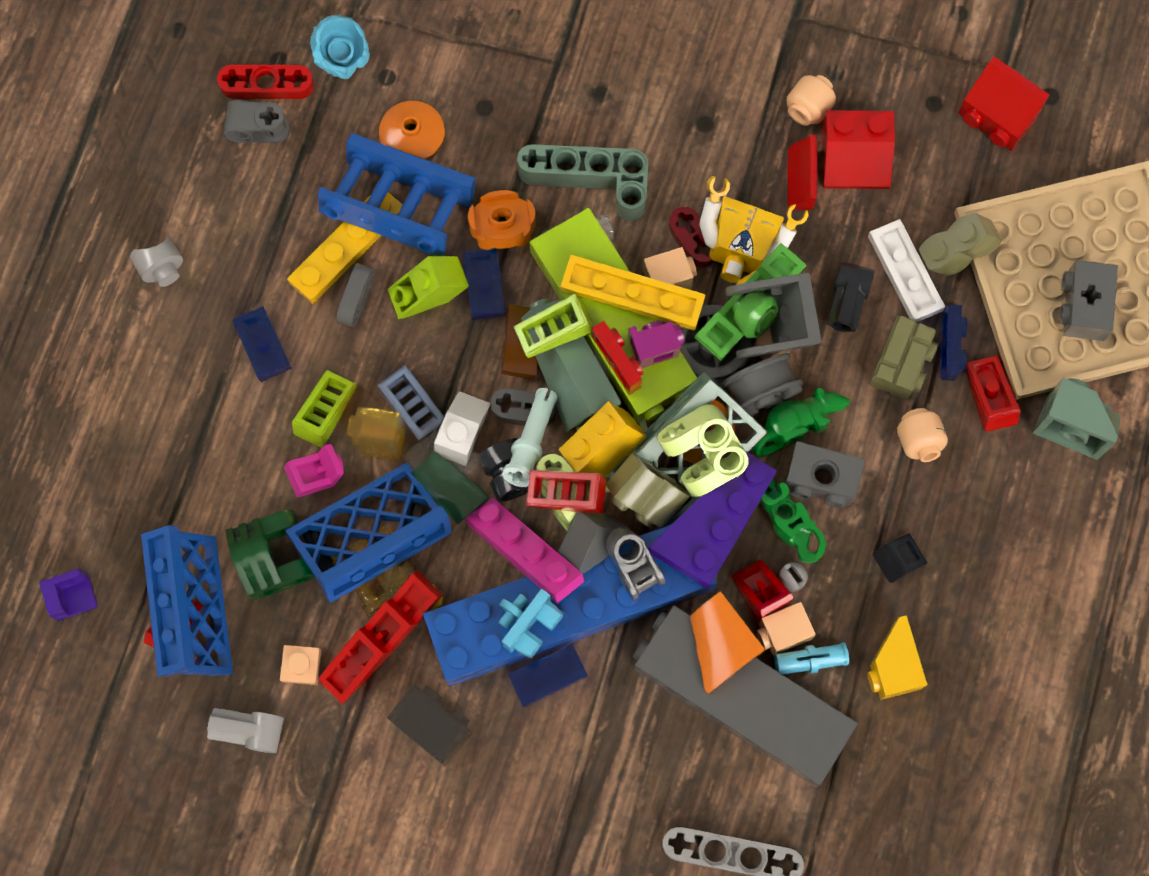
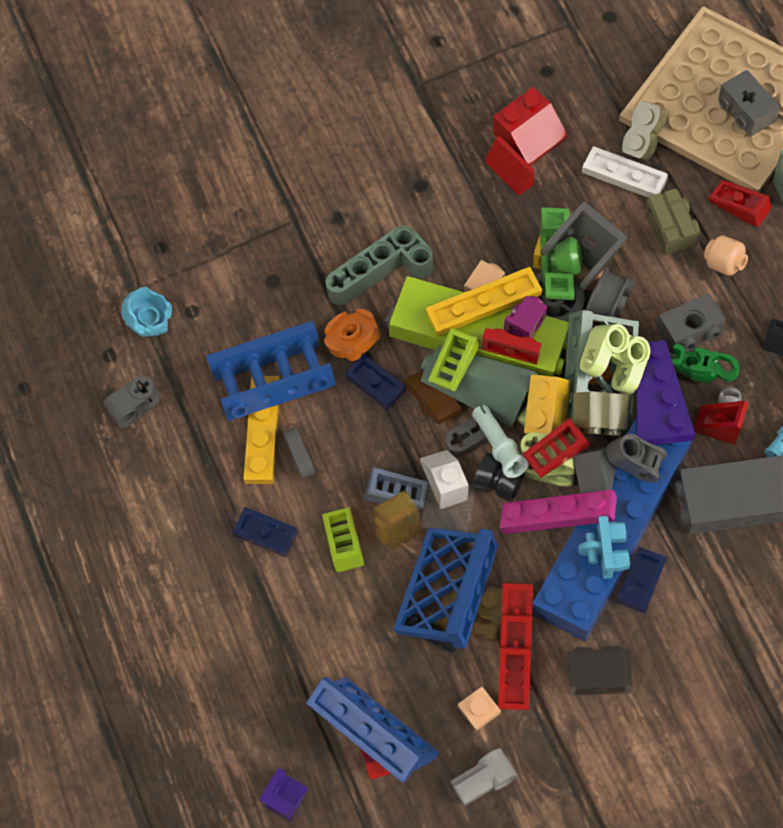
camera: 35 degrees left, 10 degrees down
(158, 263) = (148, 536): light grey piece -> none
(254, 559) = (392, 658): dark green piece -> none
(276, 91) = (115, 362): red beam -> none
(315, 471) = (376, 579): dark pink bracket -> none
(420, 142) = (227, 336): orange dish -> none
(428, 285) = (341, 410): lime slope -> none
(449, 487) = (472, 517): clear green slope -> none
(686, 239) = (478, 251): dark red beam -> none
(722, 641) = (731, 462): orange slope -> none
(742, 233) = (508, 225): torso -> none
(785, 629) = (757, 430): light nougat brick -> none
(792, 419) = (645, 303): green animal -> none
(810, 99) = (475, 120): light nougat head -> none
(851, 289) = (605, 203): black piece -> none
(952, 356) = (699, 198): clear blue plate -> none
(1003, 104) = (591, 36): red slope -> none

